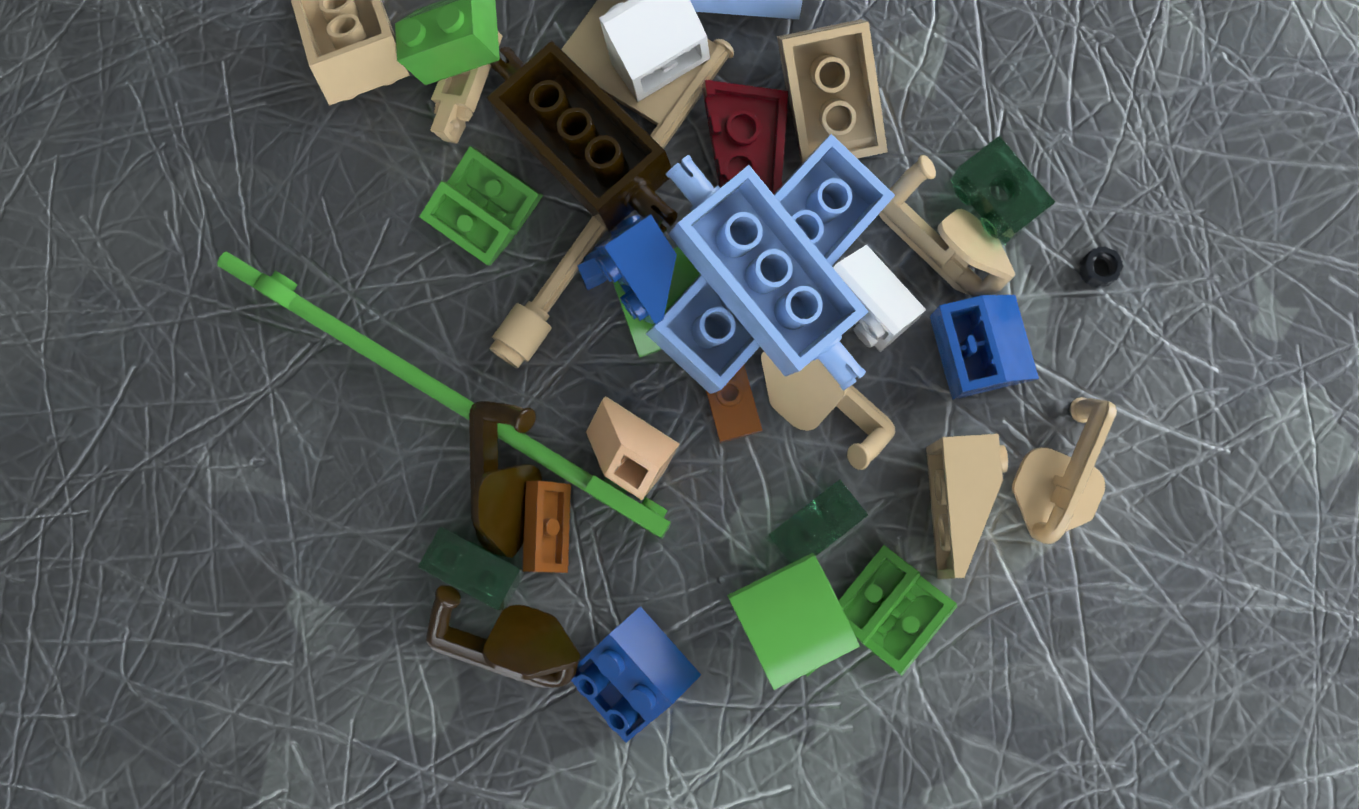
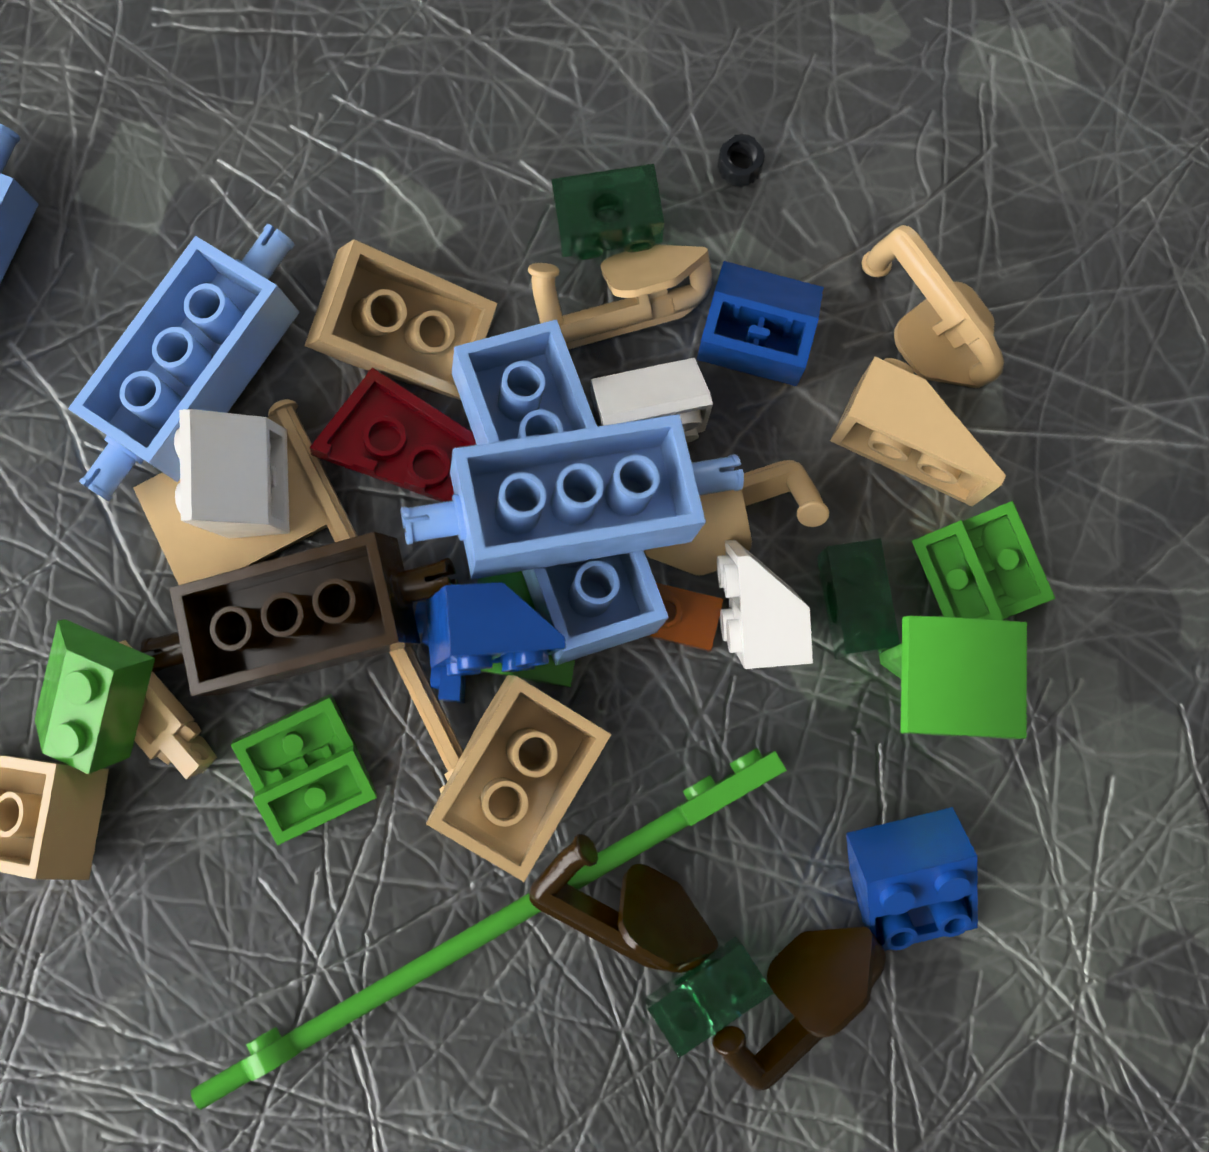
camera: 65 degrees left, 0 degrees up
(546, 527) = (705, 889): dark orange plate -> none
(551, 349) = (517, 777): none -> tan slope
(629, 448) = (669, 752): light nougat slope -> none
(765, 460) = (765, 616): none -> white slope

